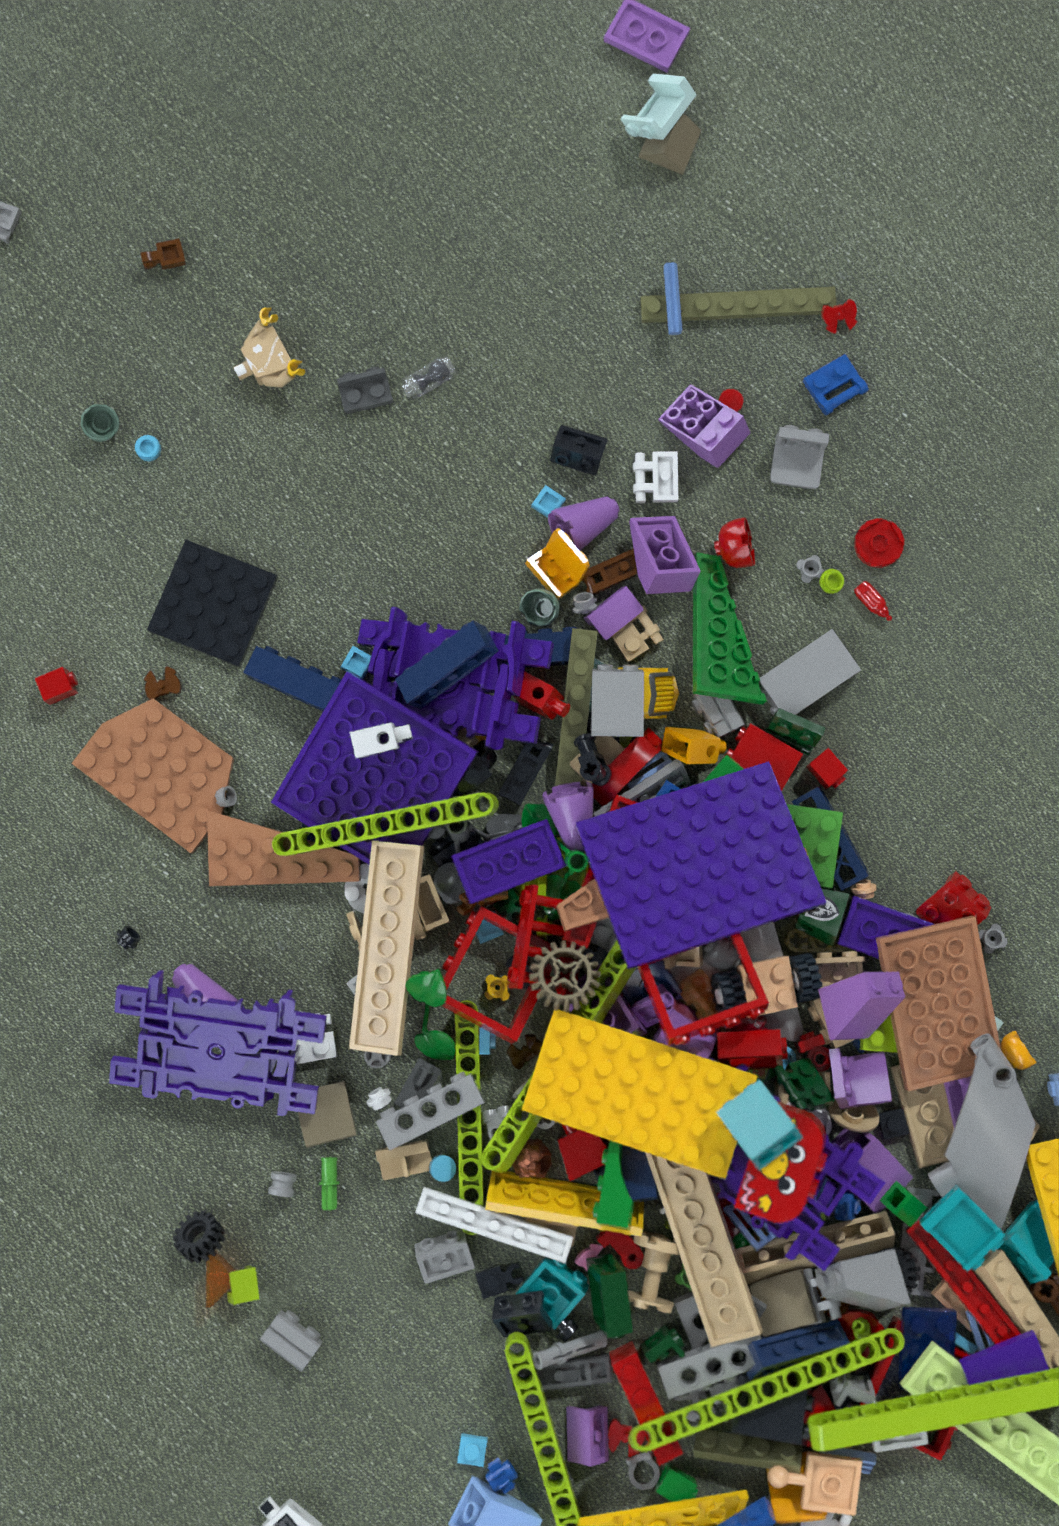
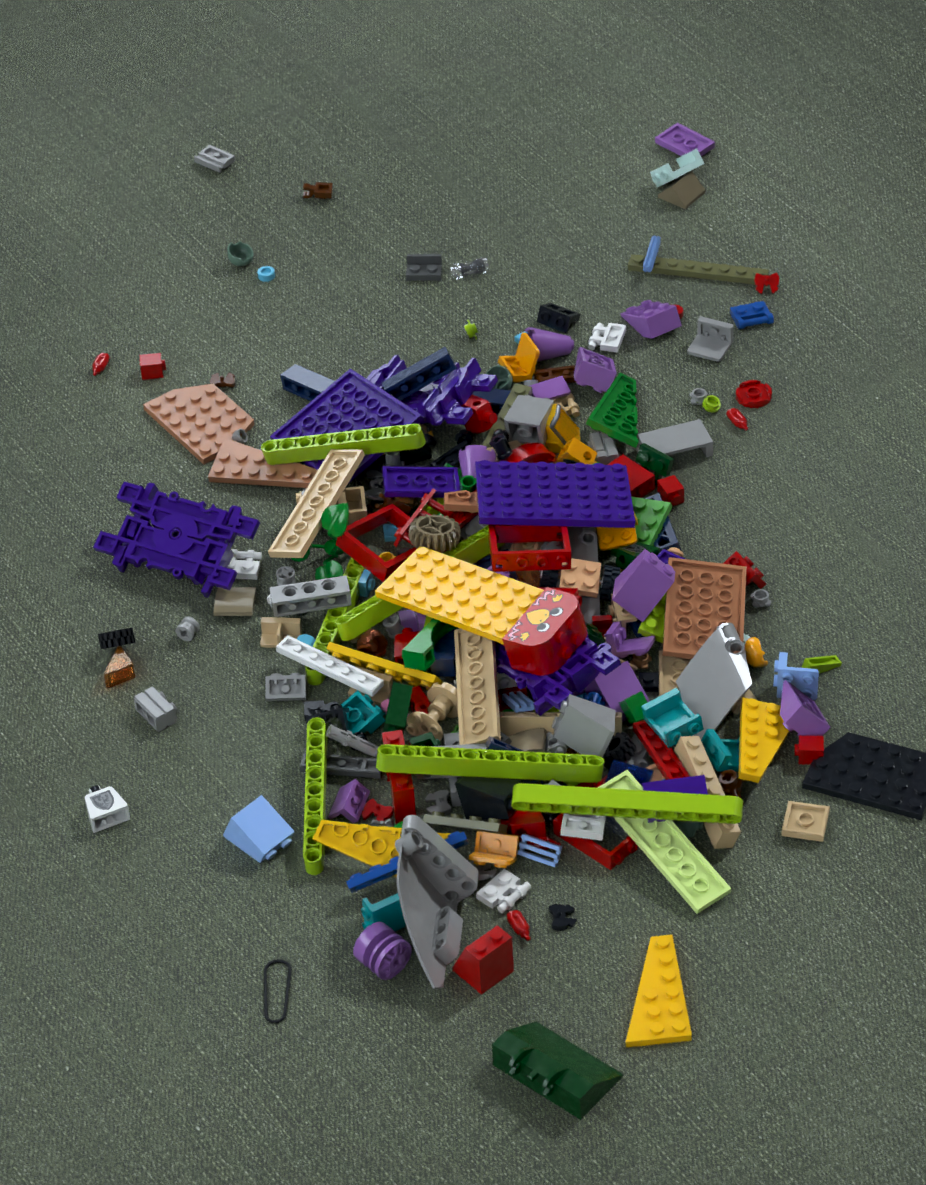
camera: 20 degrees right, 40 degrees down
(212, 603) = (274, 348): black plate -> none
(243, 1286) = (134, 672): lime panel -> none
(266, 355) = (365, 241): tan torso -> none
(329, 1183) = (221, 636): bright green axle -> none
(368, 743) = (355, 394): white torso -> none
(469, 507) = (471, 329): none -> lime plate
(472, 1450) = (257, 791): medium azure plate -> none
(501, 1475) = (278, 804): blue gear -> none
(735, 544) = (649, 371): red cylinder -> none
(759, 1124) = (537, 594): panel -> none
(828, 1482) = (516, 840): light nougat plate -> none

